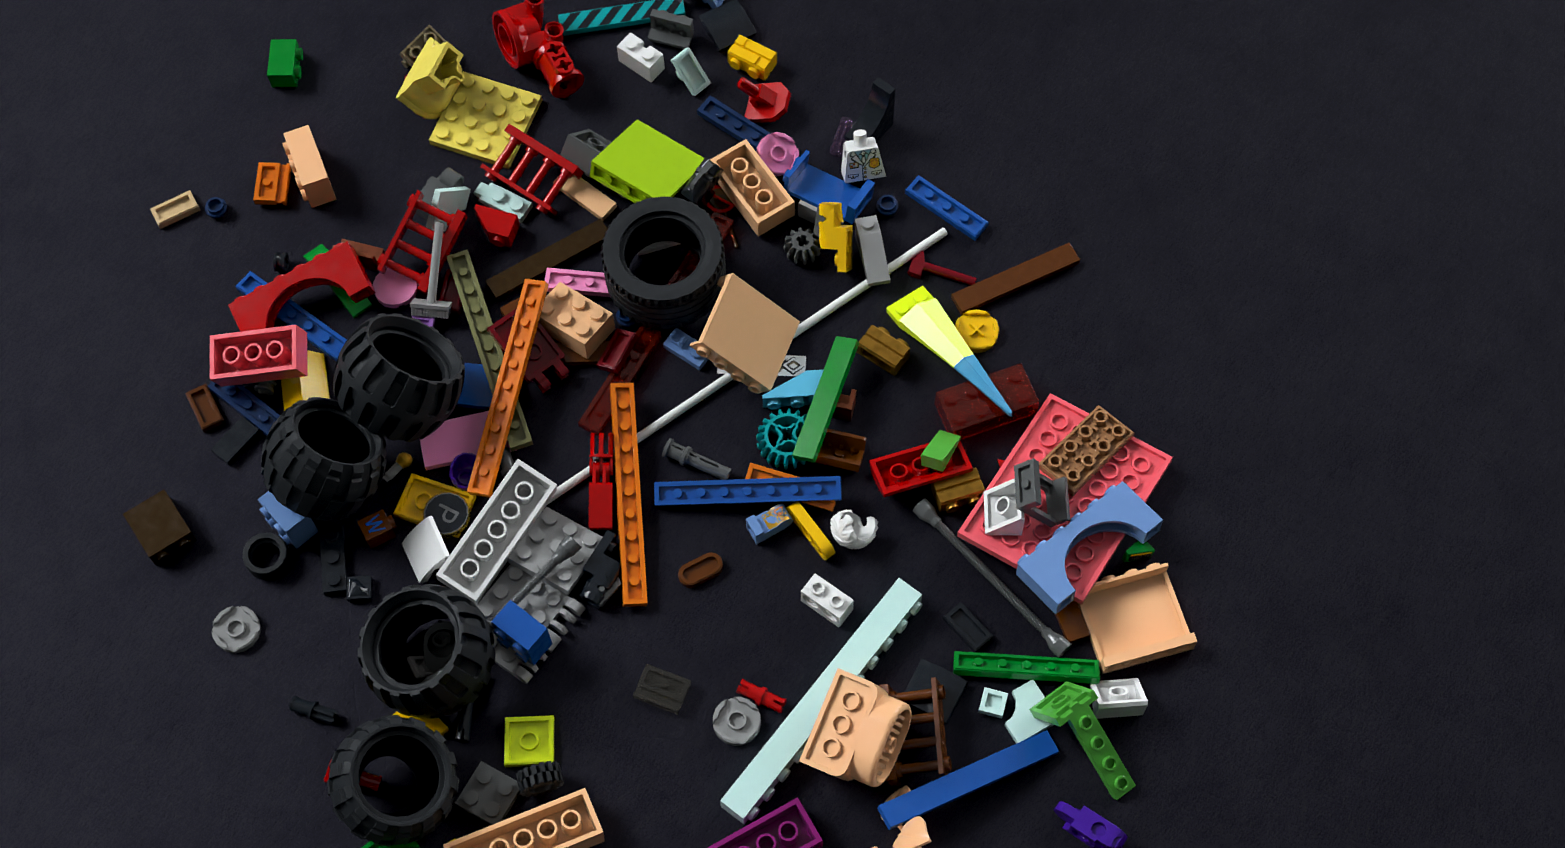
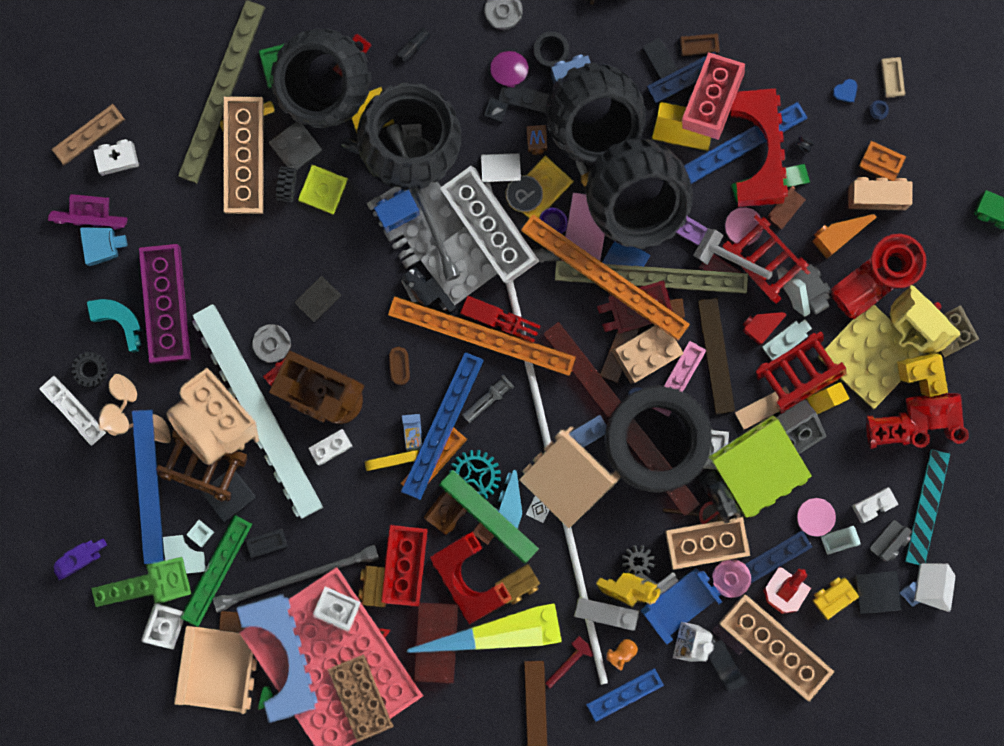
camera: 110 degrees right, 20 degrees up
(206, 245) = (846, 91): none -> blue tile
(304, 591) = (509, 68): none -> magenta dish
(370, 186) = (836, 235): none -> orange slope
(414, 146) = (875, 279): none -> red piece
(483, 59) = (927, 370): none -> yellow brick
(549, 136) = (828, 398): none -> yellow slope
(617, 351) = (606, 375): dark red tile -> none
(677, 106) = (816, 517): none -> bright pink tile
(762, 654) = (318, 390): none -> reddish brown brick
(827, 87) = (776, 647): none -> light nougat brick
(849, 530) = (376, 489): white hair -> none
(887, 205) = (647, 647): dark blue plate -> none
(906, 222) = (625, 652): none -> orange animal
(926, 379) = (472, 603): none -> red arch
(940, 450) = (408, 585): bright green slope -> none
(978, 330) = (504, 666): yellow tile -> none
(1028, 494) = (335, 630): dark grey window -> none

